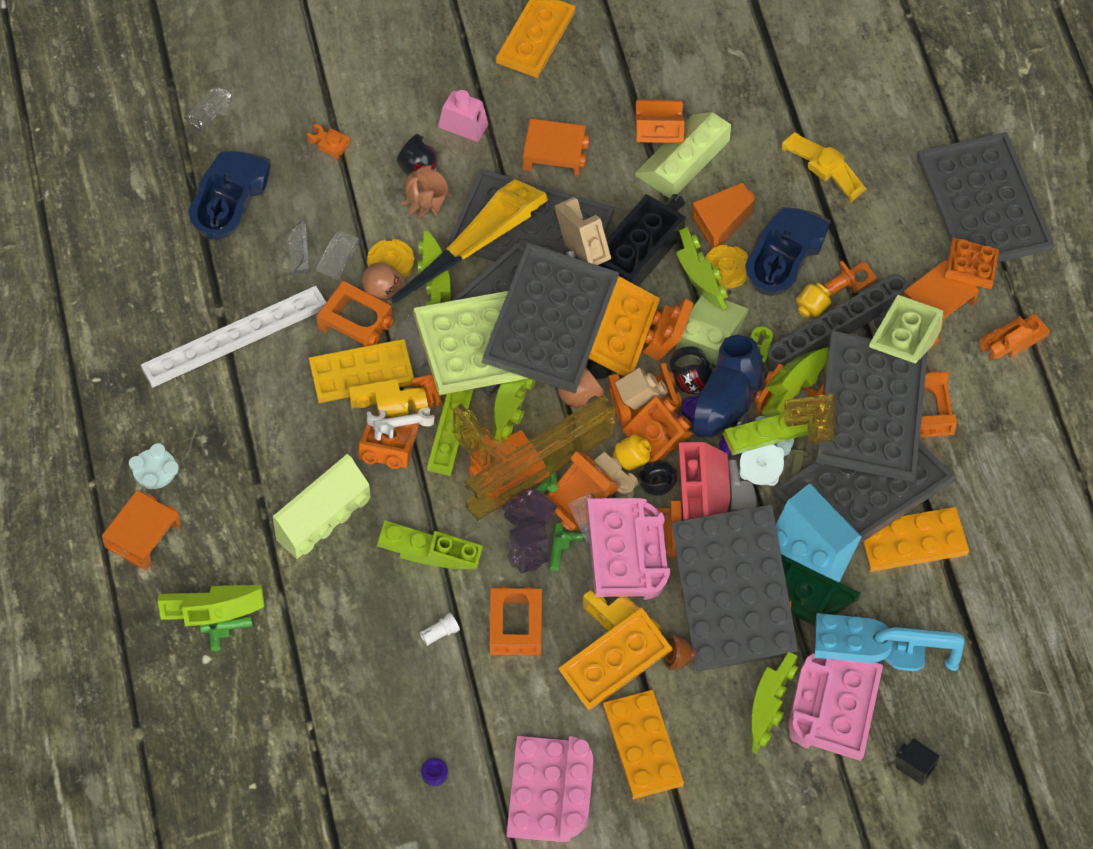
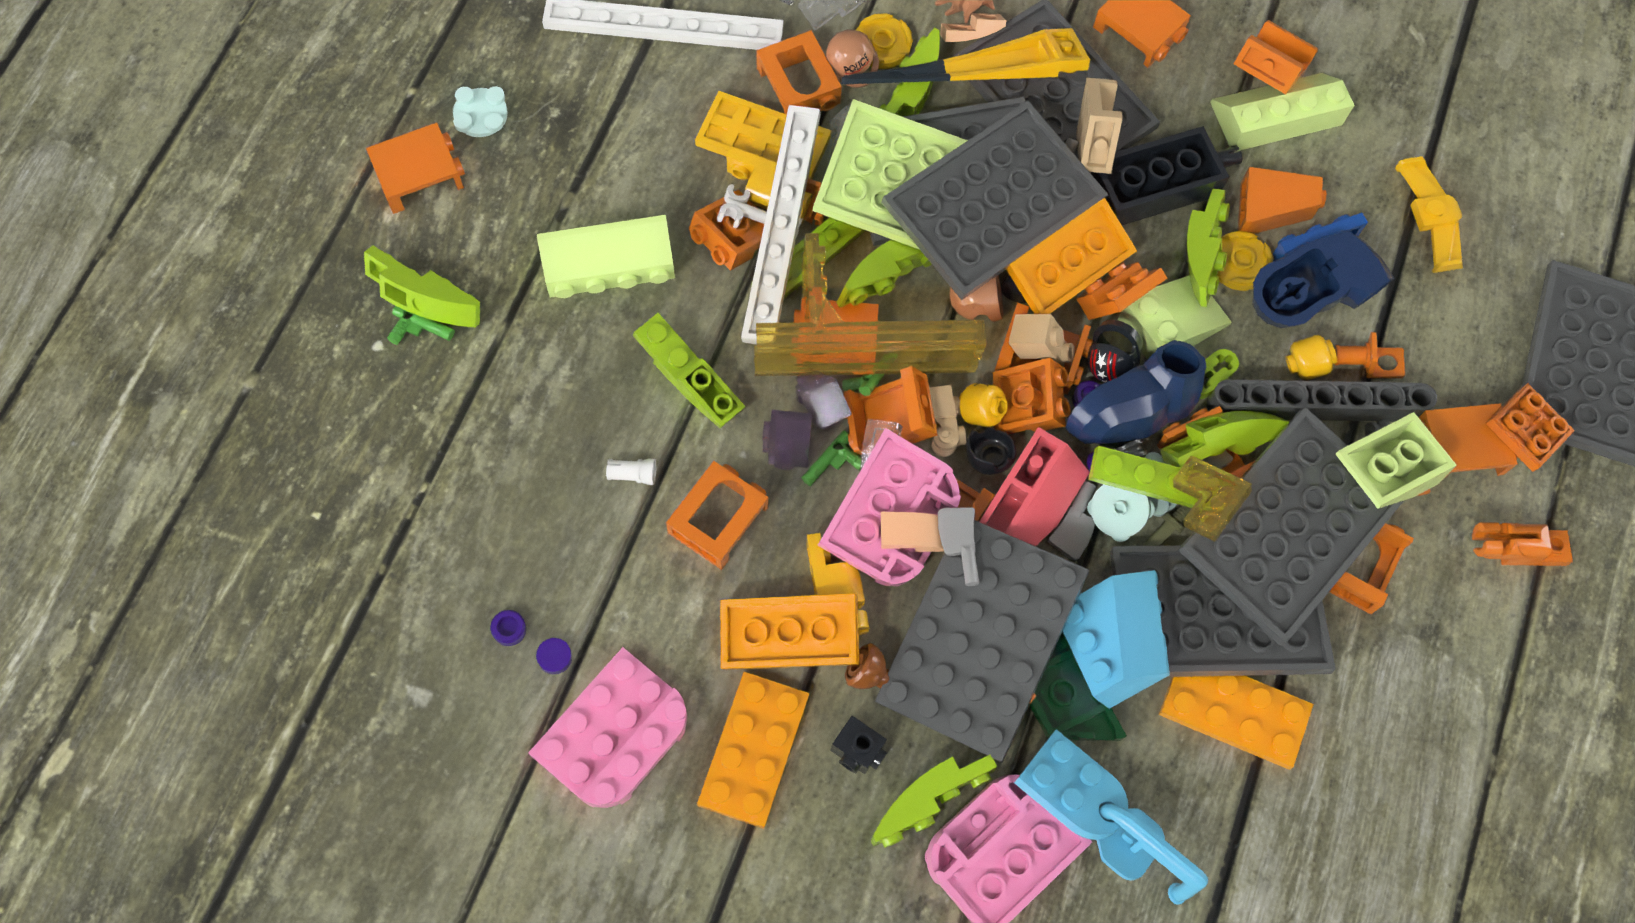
camera: 30 degrees right, 10 degrees up
(422, 417) = (781, 220): none -> white plate
(450, 213) = (980, 26): none -> light nougat slope
(477, 769) = (554, 656): none -> dark purple tile
(648, 549) = (910, 531): none -> light nougat slope
(679, 536) = (957, 538): none -> light grey piece
(706, 699) = (859, 746): none -> black brick
(776, 203) = (1345, 222): none -> blue plate

